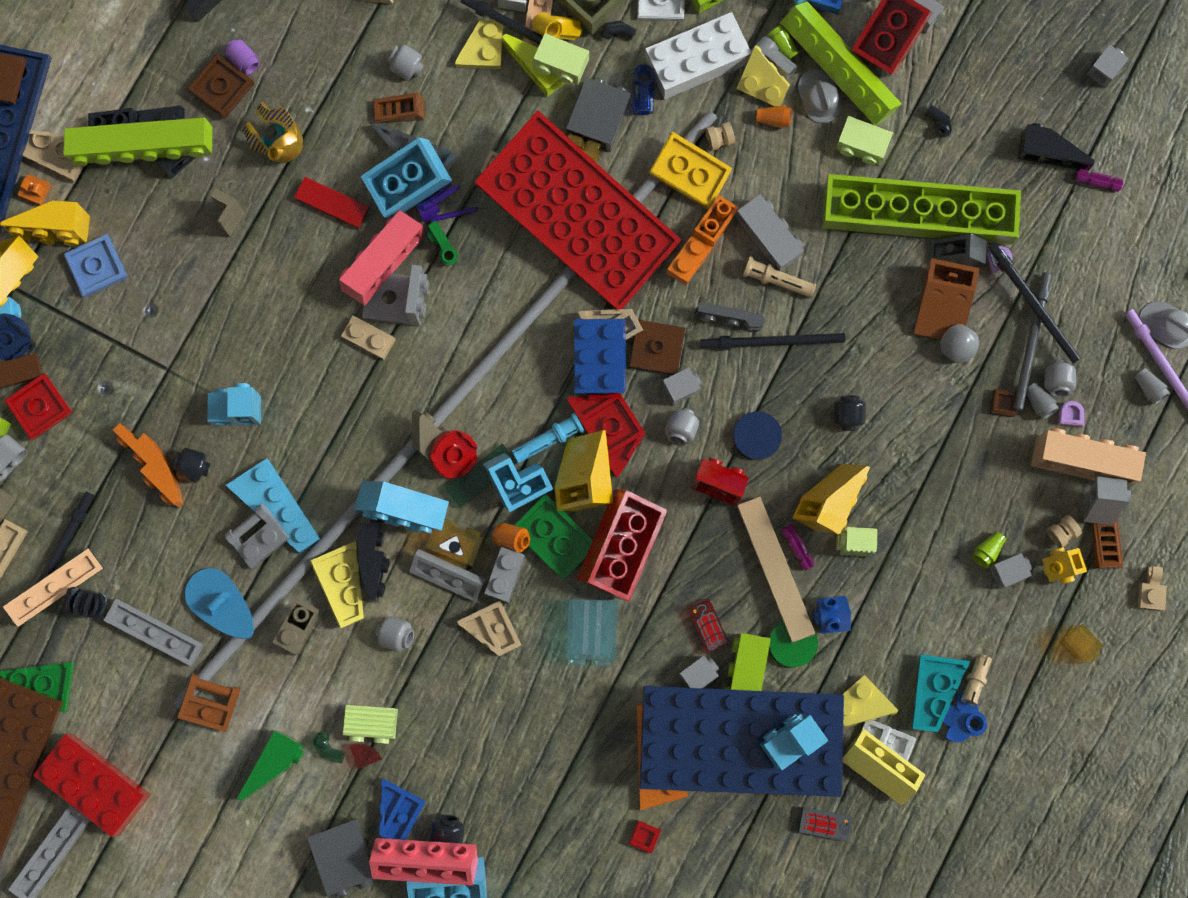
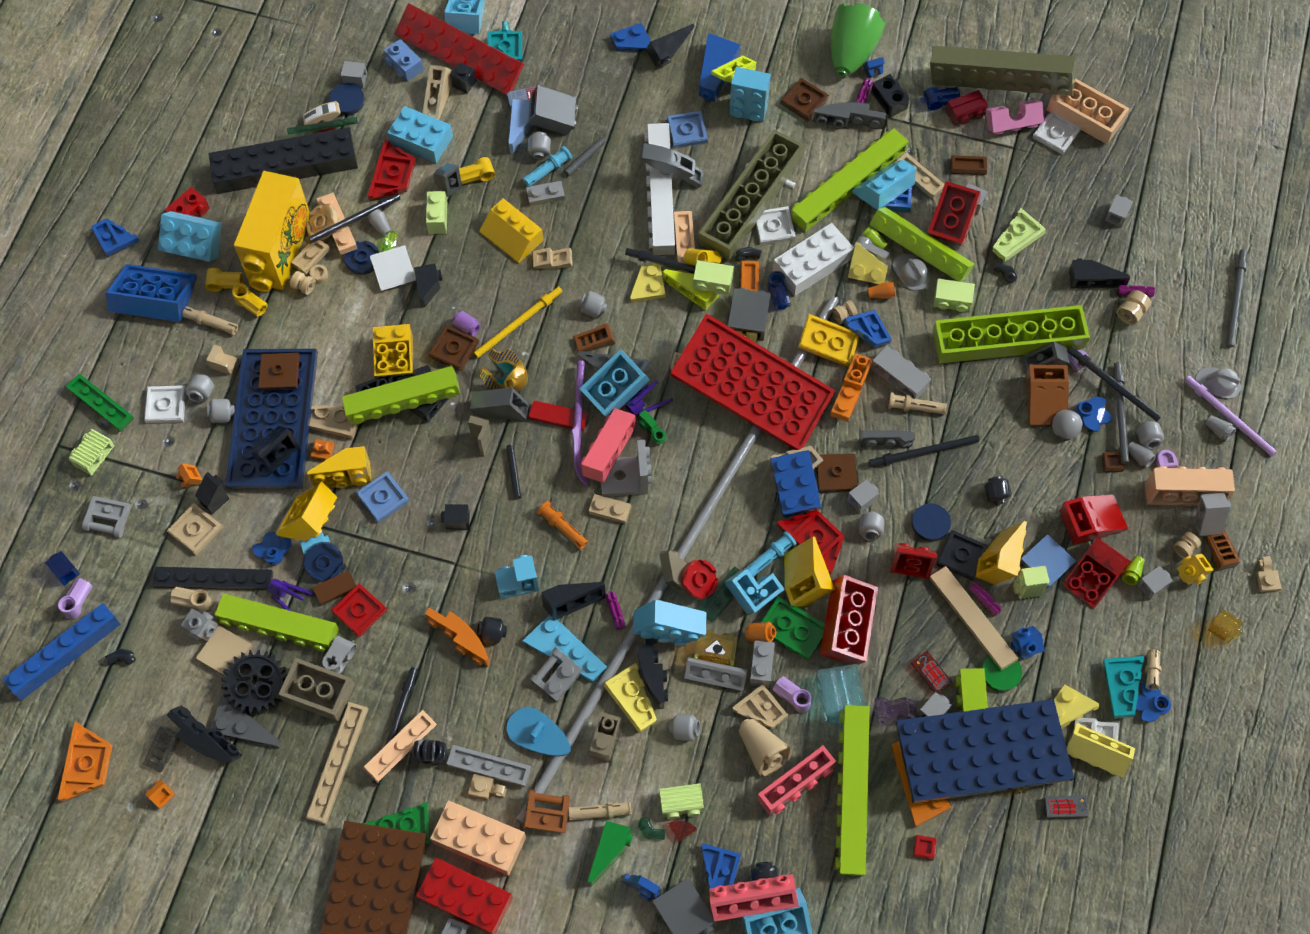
camera: 10 degrees left, 15 degrees down
(122, 718) = (478, 838): none -> light nougat brick
(142, 77) = (393, 350): none -> yellow slope
(144, 655) = (484, 786): none -> tan plate
(178, 311) = (456, 516): none -> black brick
(261, 175) = (500, 404): none -> dark grey slope
(261, 265) = (513, 472): none -> black bar
(274, 714) = (597, 811): none -> tan pin
(290, 444) = (571, 597): none -> black slope
(299, 339) = (556, 520): none -> orange pin
(302, 820) = (647, 889): none -> blue wing
(346, 470) = (615, 611): none -> magenta axle
(347, 229) = (576, 431): none -> medium lavender piece
(348, 44) = (545, 300): none -> yellow bar
(481, 678) = (763, 747): none -> tan cone
(510, 728) = (796, 780): none -> coral brick
(532, 618) = (792, 693): none -> lavender piece
(575, 755) = (854, 790): none -> lime brick
(612, 62) = (749, 275): none -> orange tile
(650, 667) = (890, 711): none -> clear purple brick
(745, 164) = (869, 328): none -> blue wing
(784, 485) = (961, 554): none -> black tile
(796, 738) = (1029, 732): medium azure brick -> none
(888, 513) = (1051, 555): none -> medium blue tile
(943, 542) = (1096, 572): none -> red slope
(958, 472) = (1092, 518): none -> red slope
(971, 73) = (1019, 234): none -> yellowish green wing
(1001, 336) = (1096, 413): none -> blue plate
(1090, 202) = (1134, 307): none -> tan wheel

